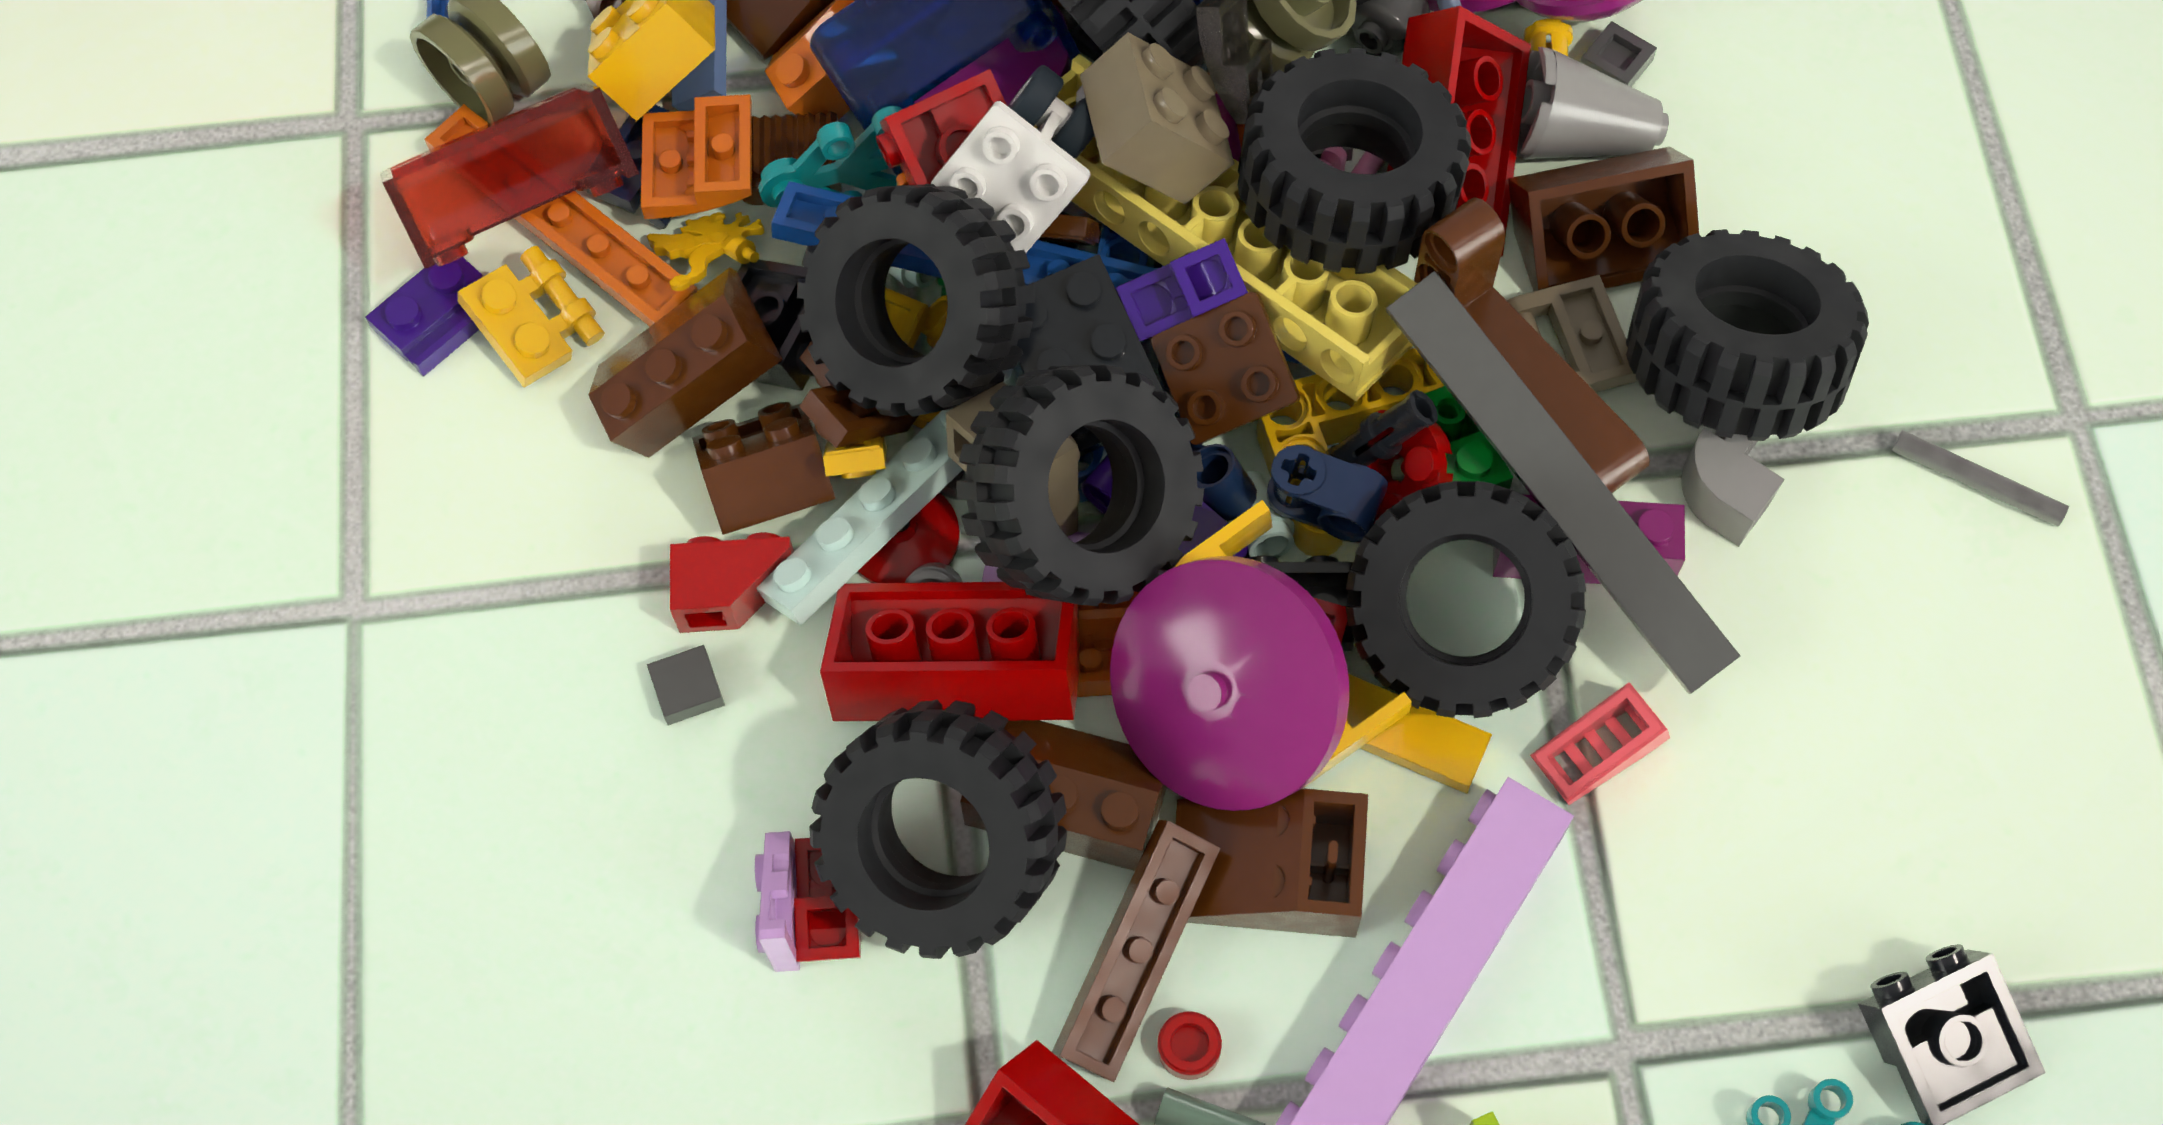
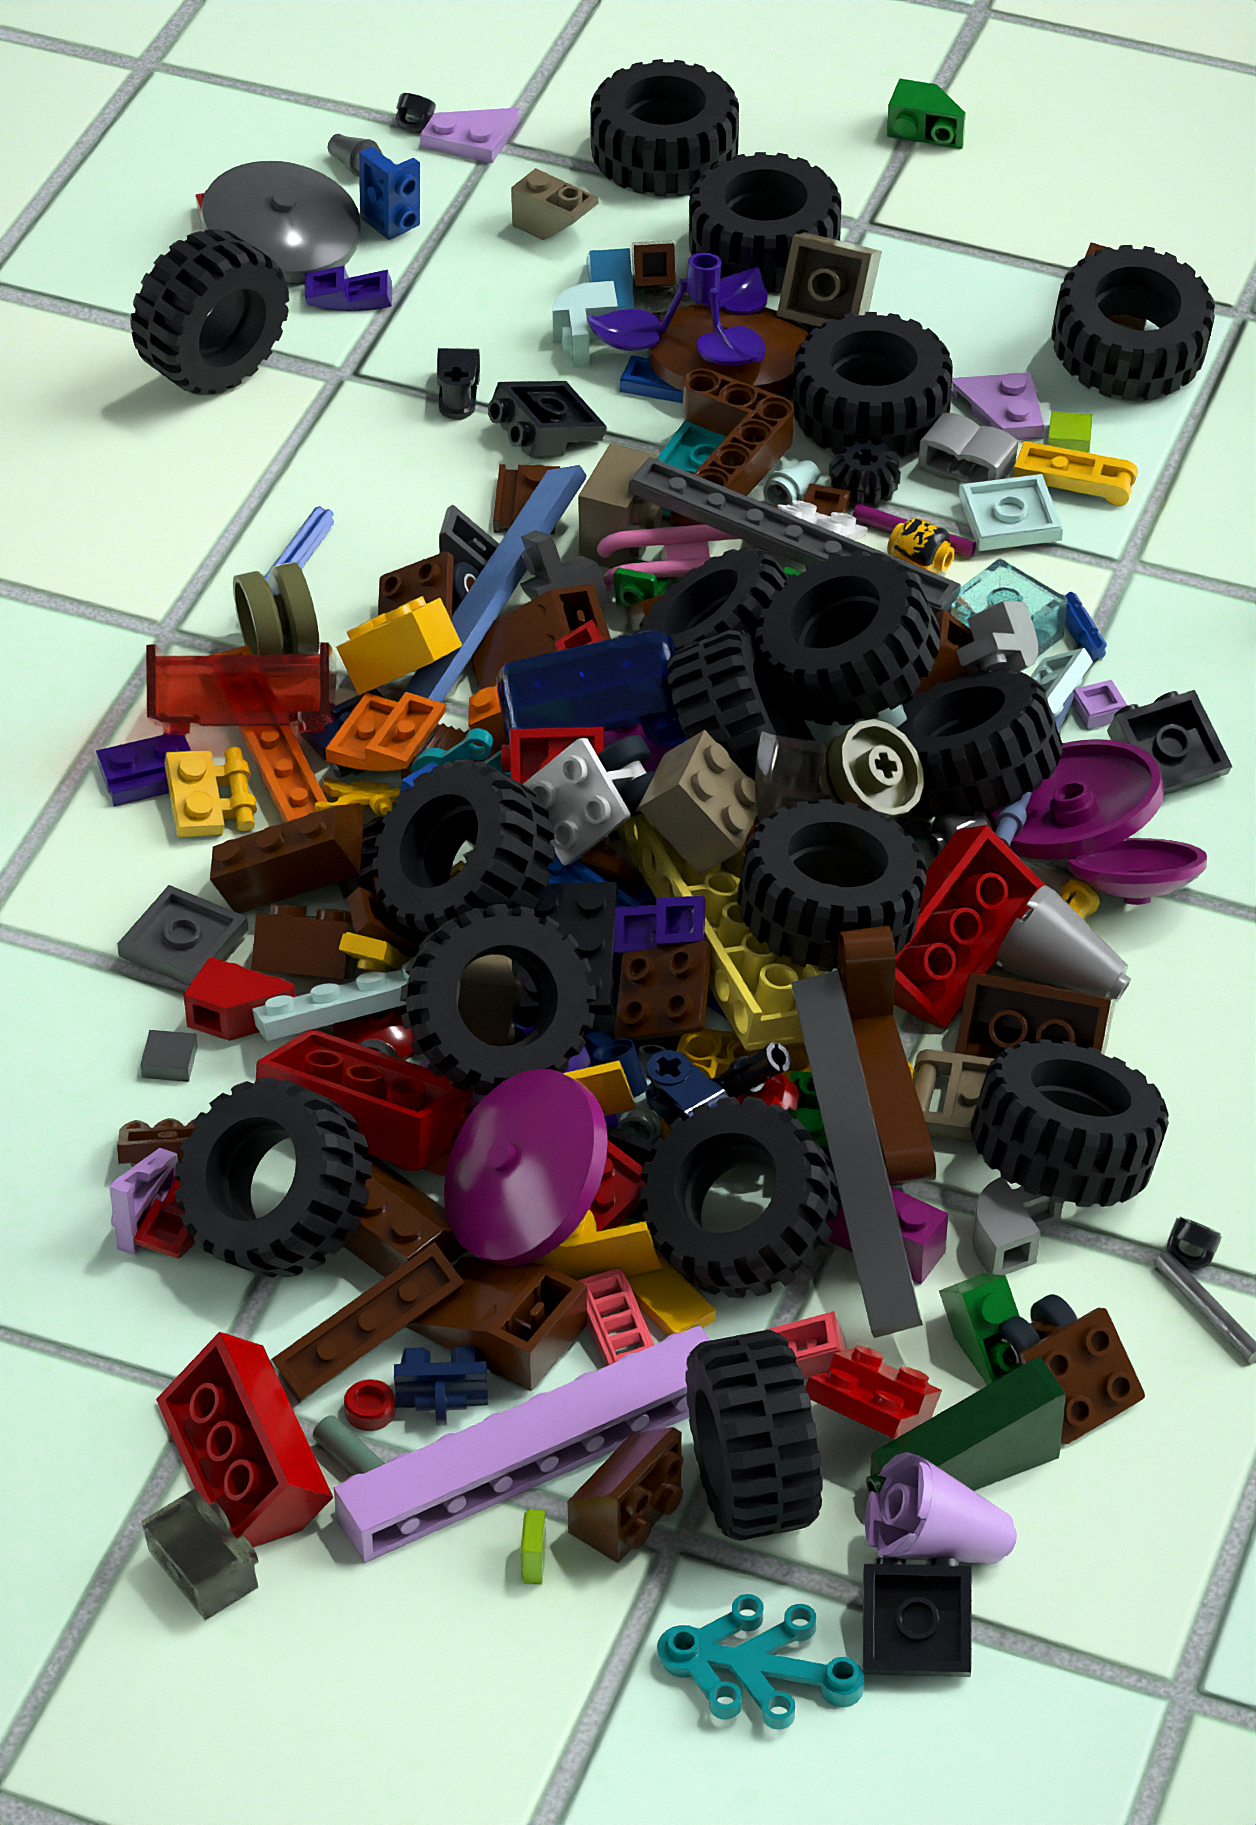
camera: 25 degrees right, 20 degrees down
(611, 521) = (181, 935): none -> dark grey plate
(754, 805) = (138, 1140): none -> reddish brown plate
(1282, 968) = (440, 1385): none -> dark blue hips
(1411, 789) = (607, 1294): none -> coral slope
(1558, 1031) = (629, 1493): none -> reddish brown slope
(1619, 54) = (1129, 934): dark grey tile -> none
(1690, 915) = (754, 1435): none -> black tyre
(1740, 772) = (874, 1392): none -> red plate
(1790, 617) = (974, 1314): none -> green slope
(1876, 784) = (989, 1433): none -> dark green slope
(1905, 912) = (933, 1515): none -> lavender cone
(1921, 399) = (1197, 1235): none -> black tile
(1928, 631) = (1082, 1357): none -> reddish brown plate

